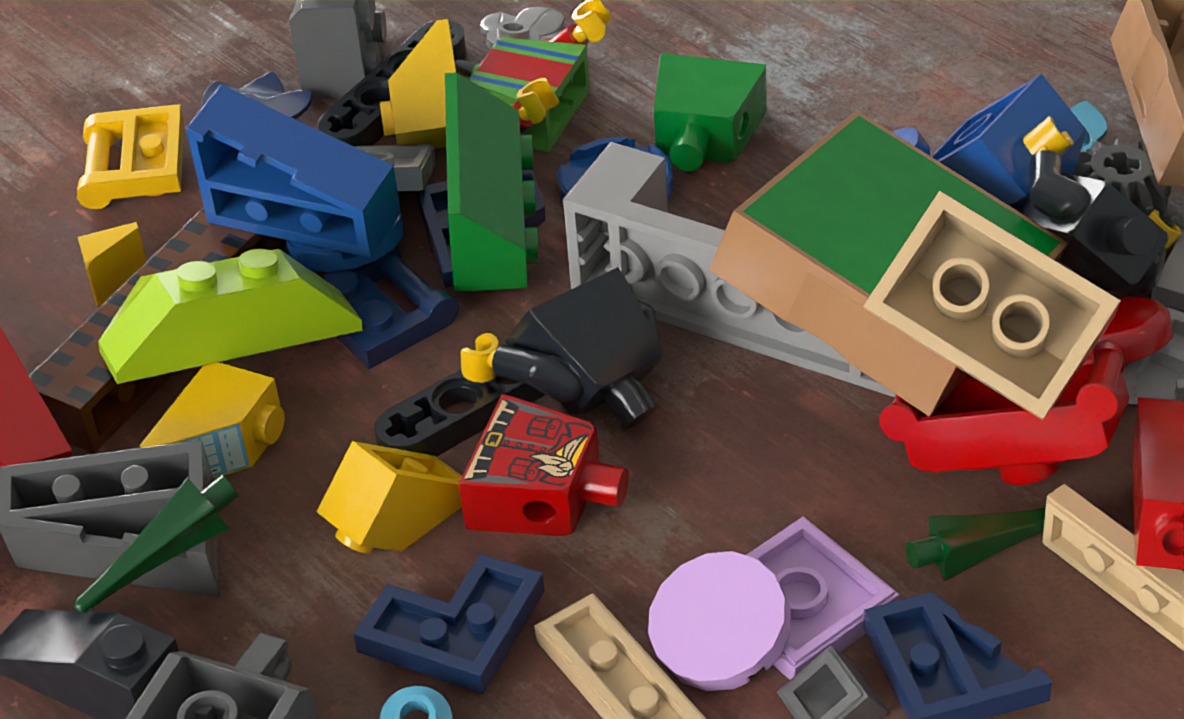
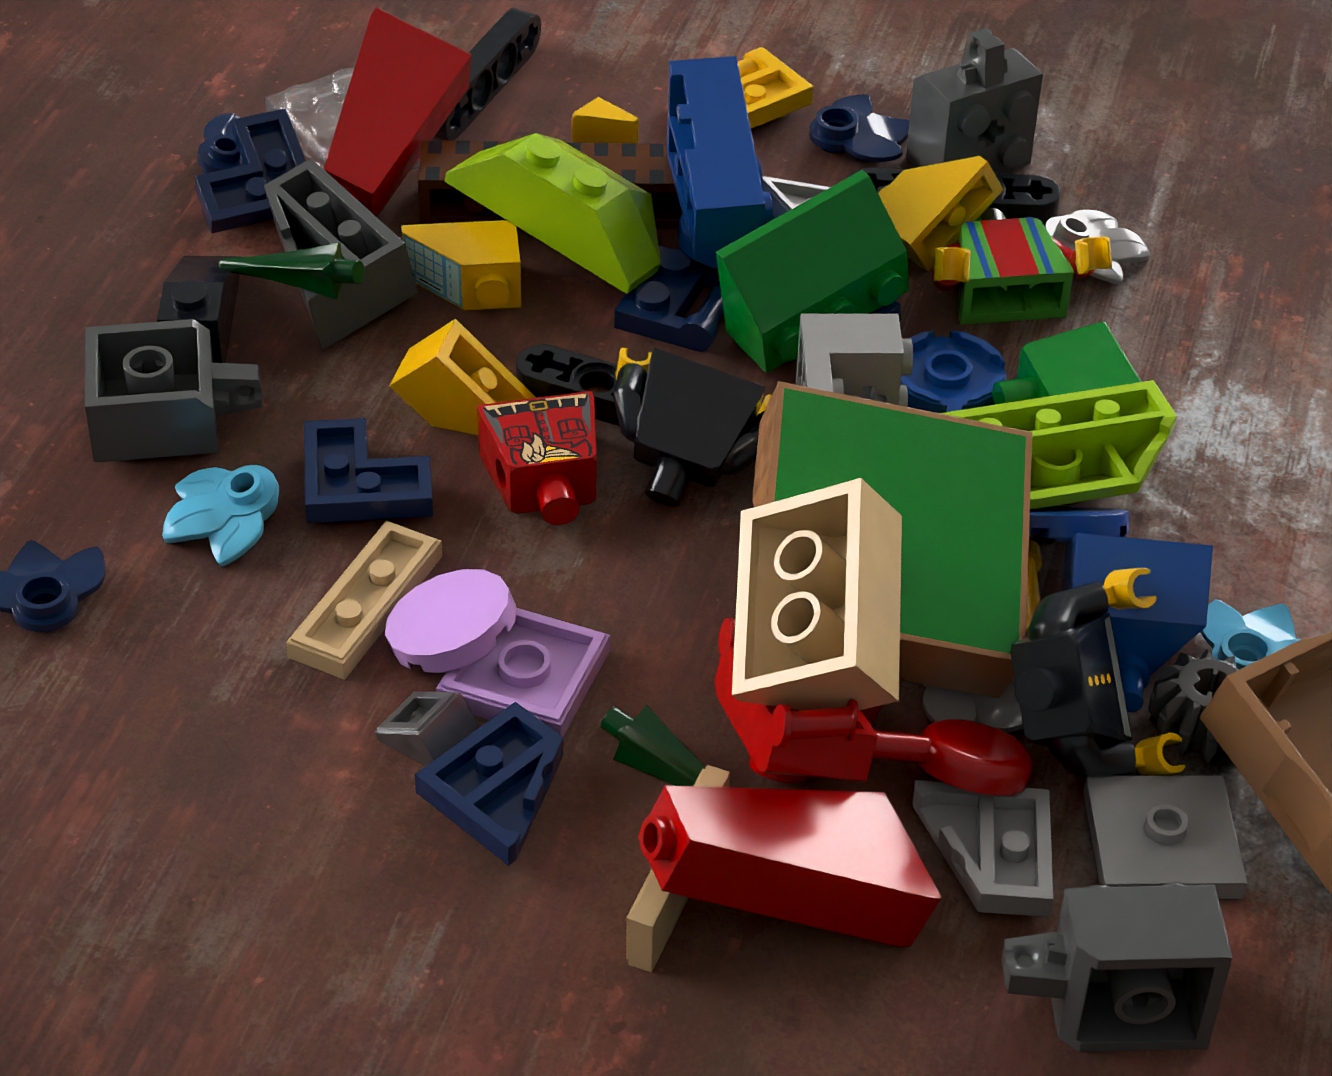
camera: 55 degrees right, 0 degrees up
(793, 108) = (1087, 440): none -> lime wedge

